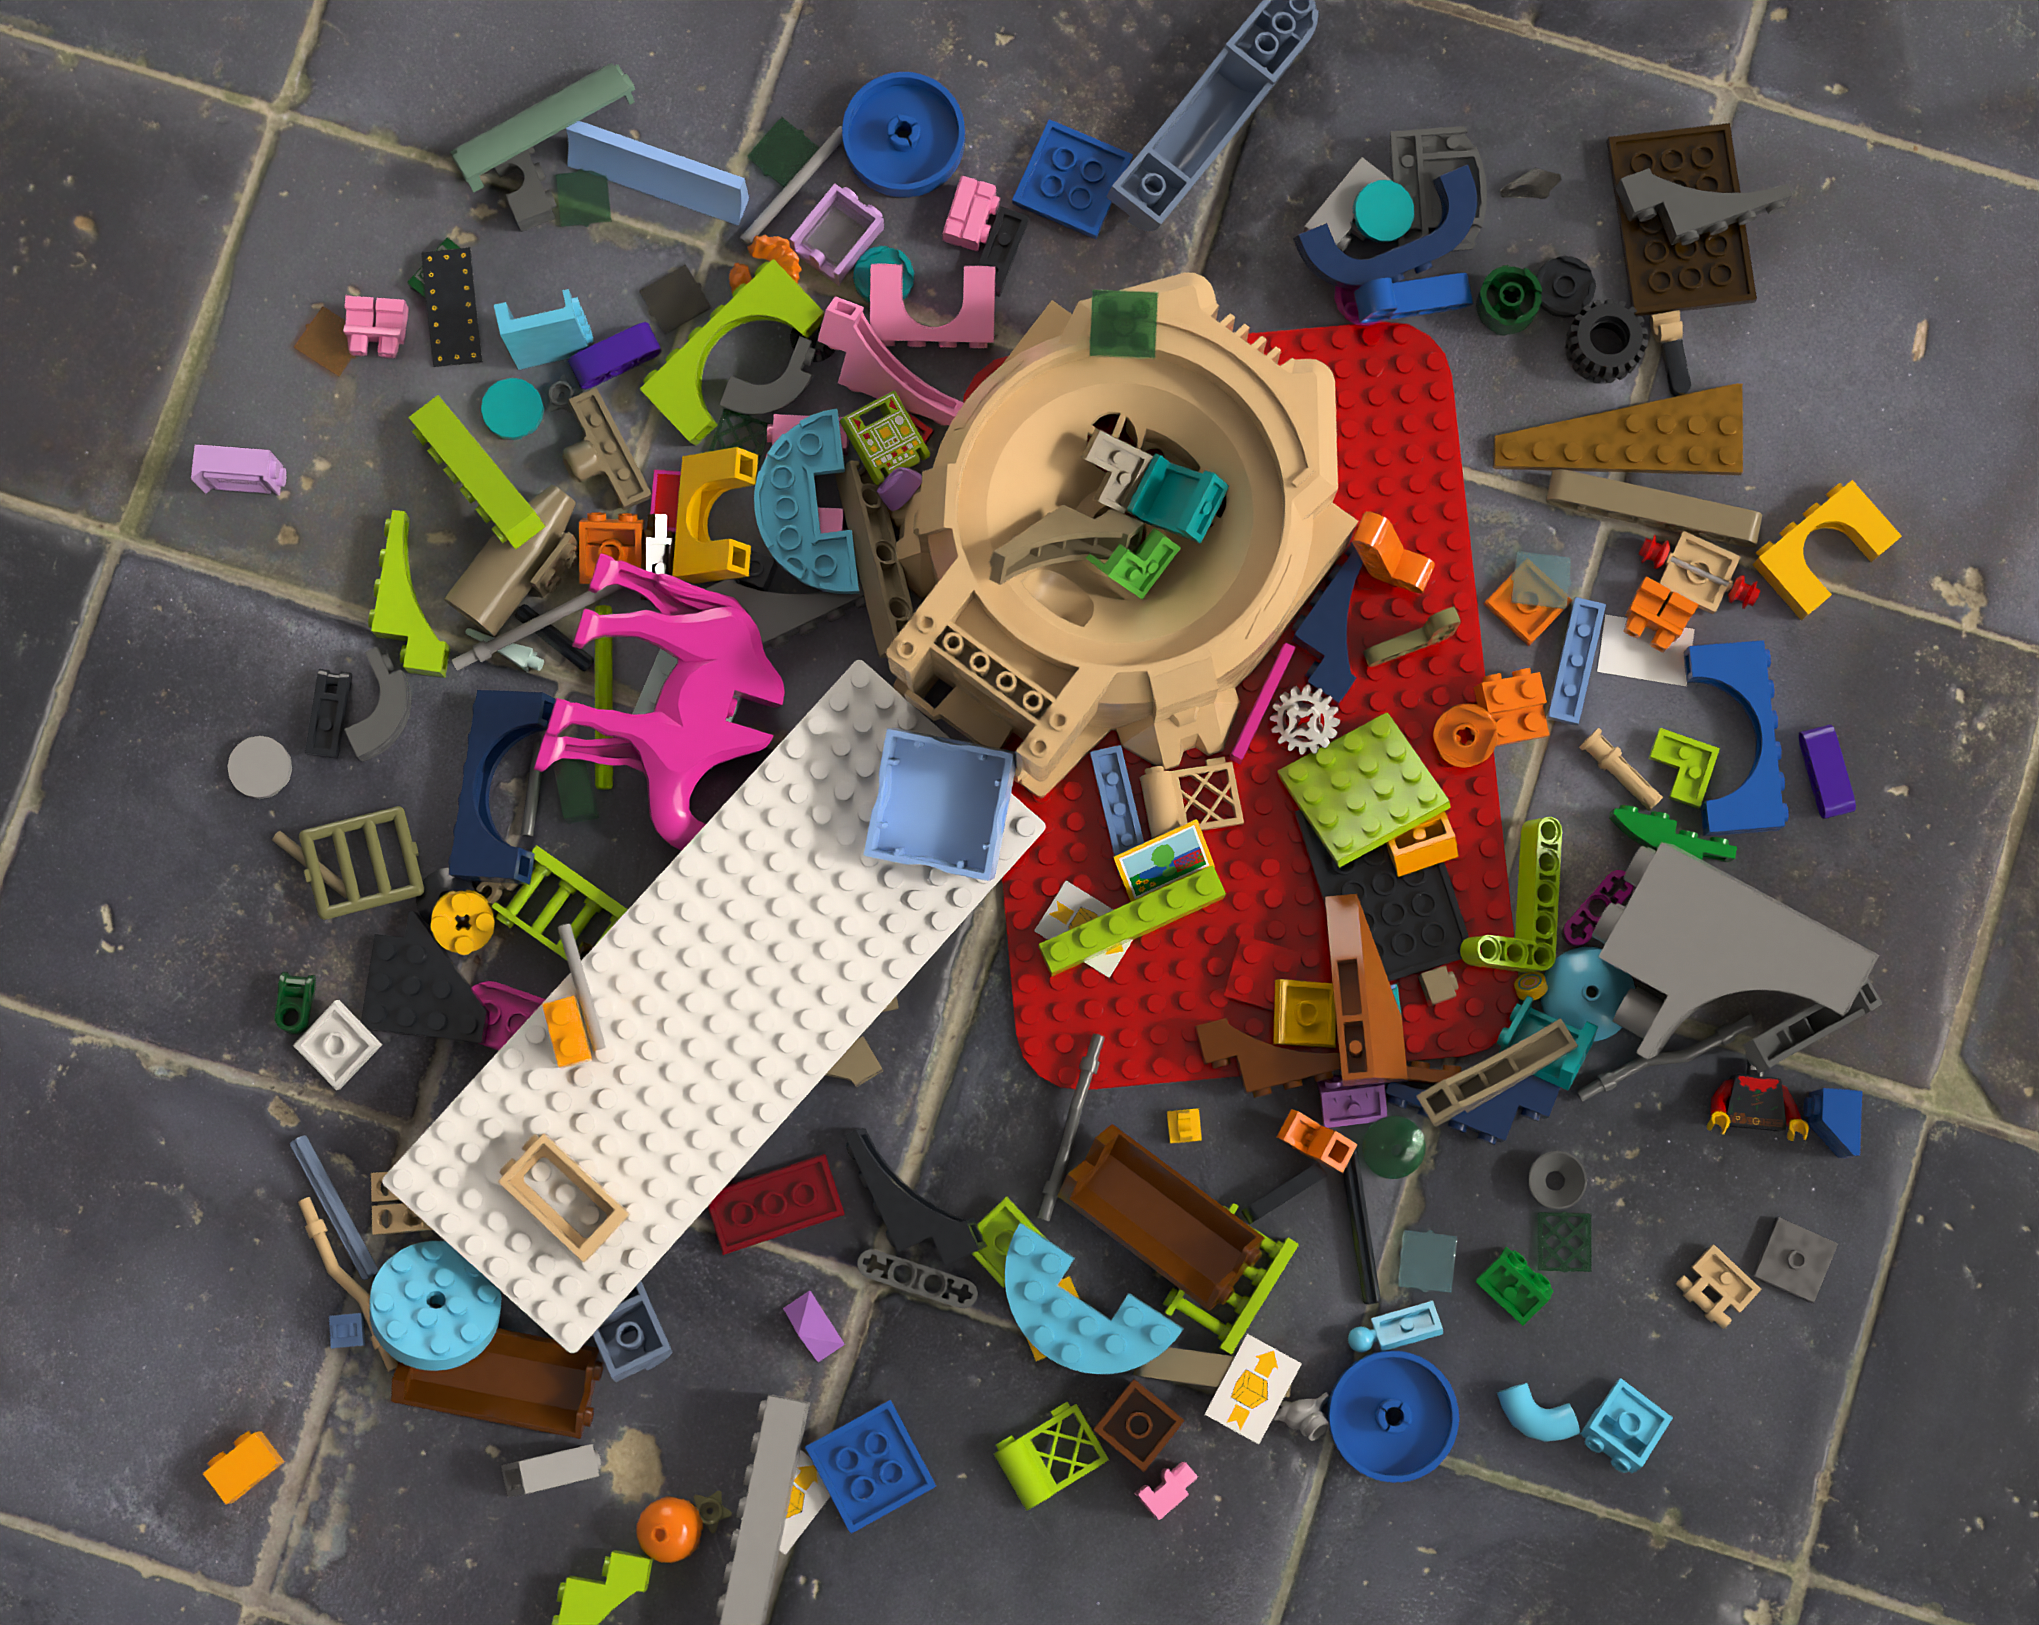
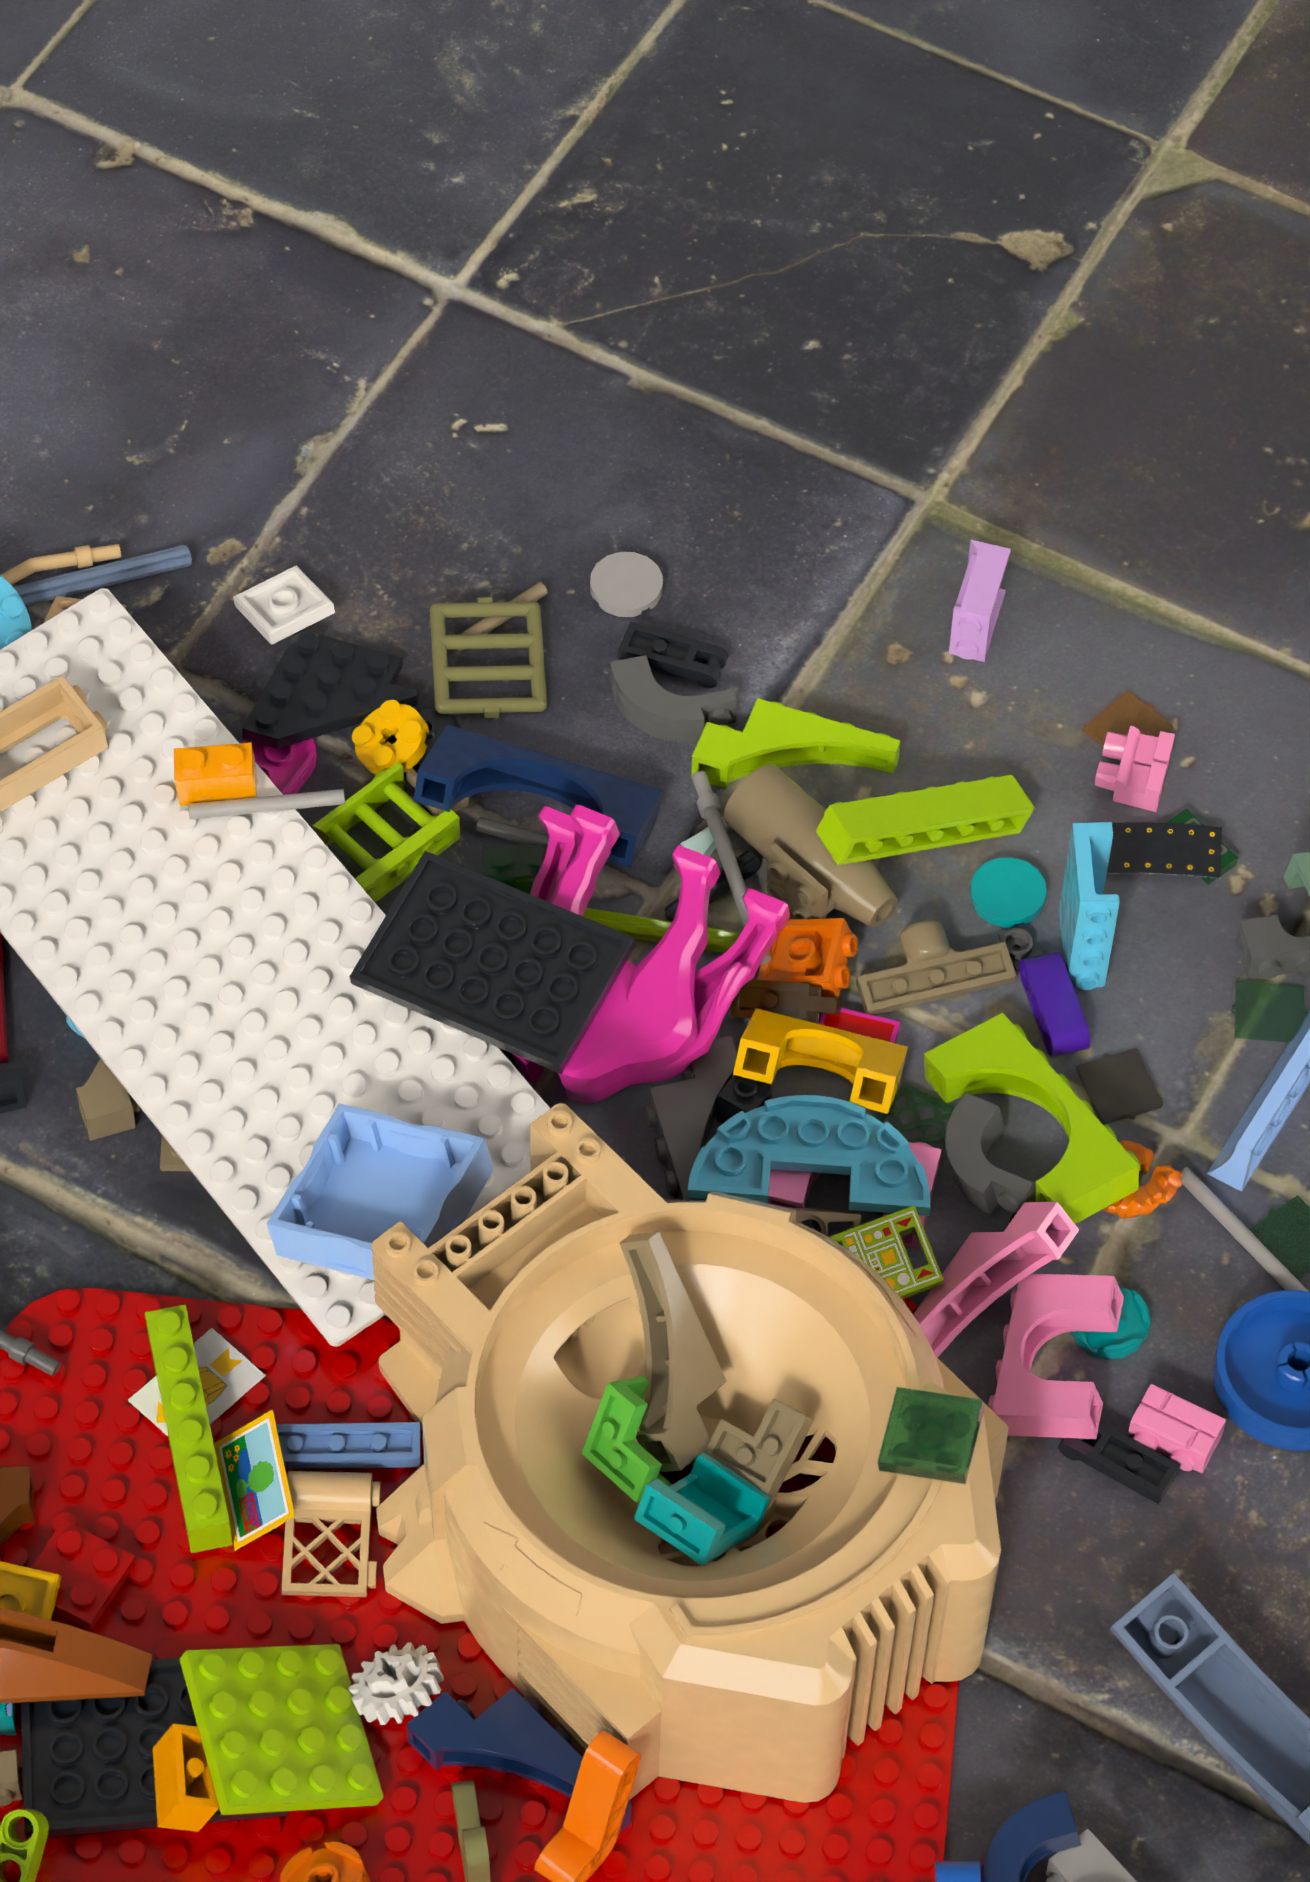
camera: 100 degrees right, 25 degrees down
(294, 999) = (343, 571): dark green piece -> none
(704, 769) = (493, 961): none -> black plate
(837, 233) = (1175, 1271): window -> none
(1071, 179) = (1213, 1552): blue plate -> none
(1262, 703) = (421, 1631): dark pink tile -> none

